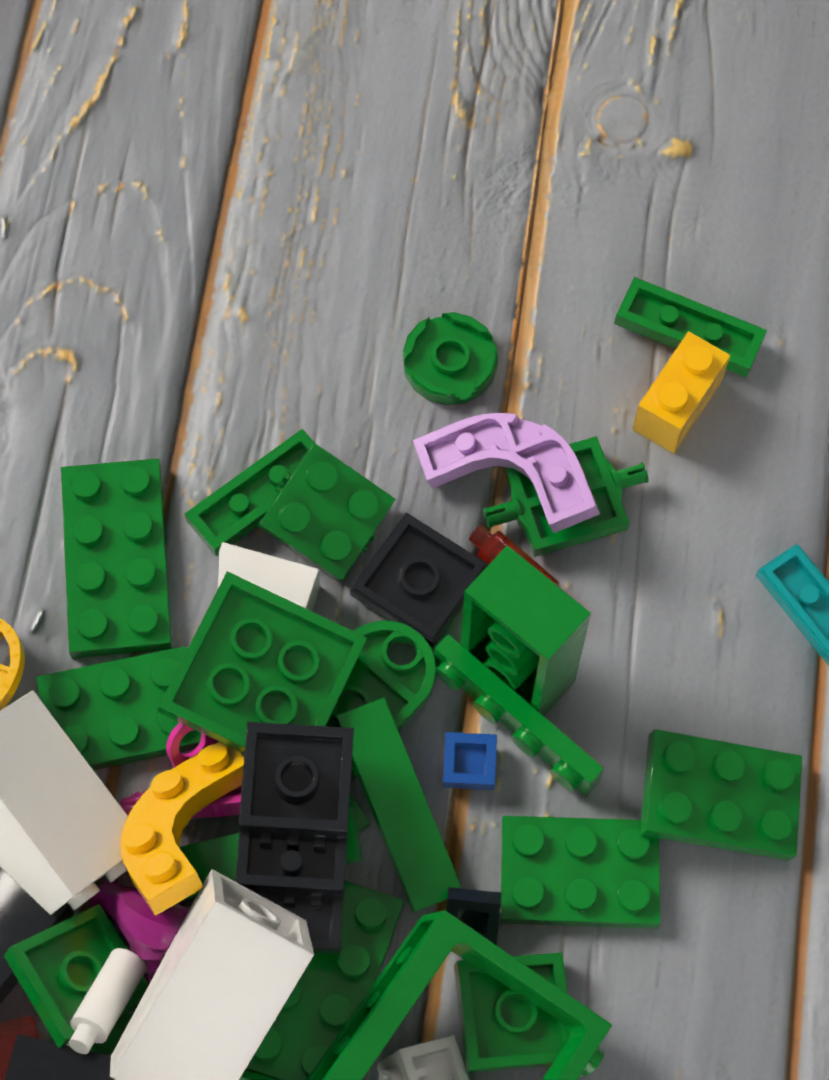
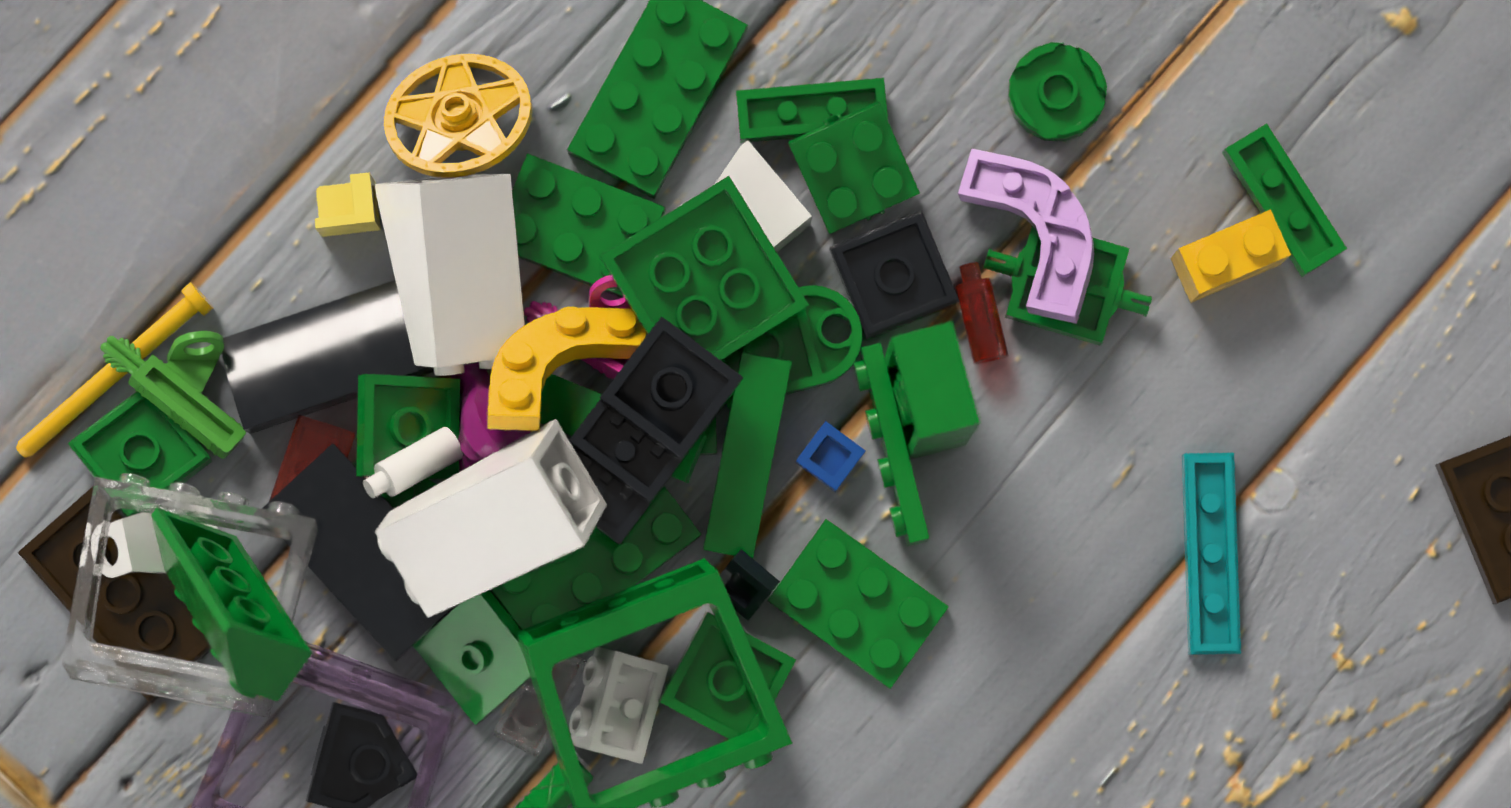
camera: 35 degrees right, 15 degrees up
(721, 795) = (1013, 620): green plate -> none

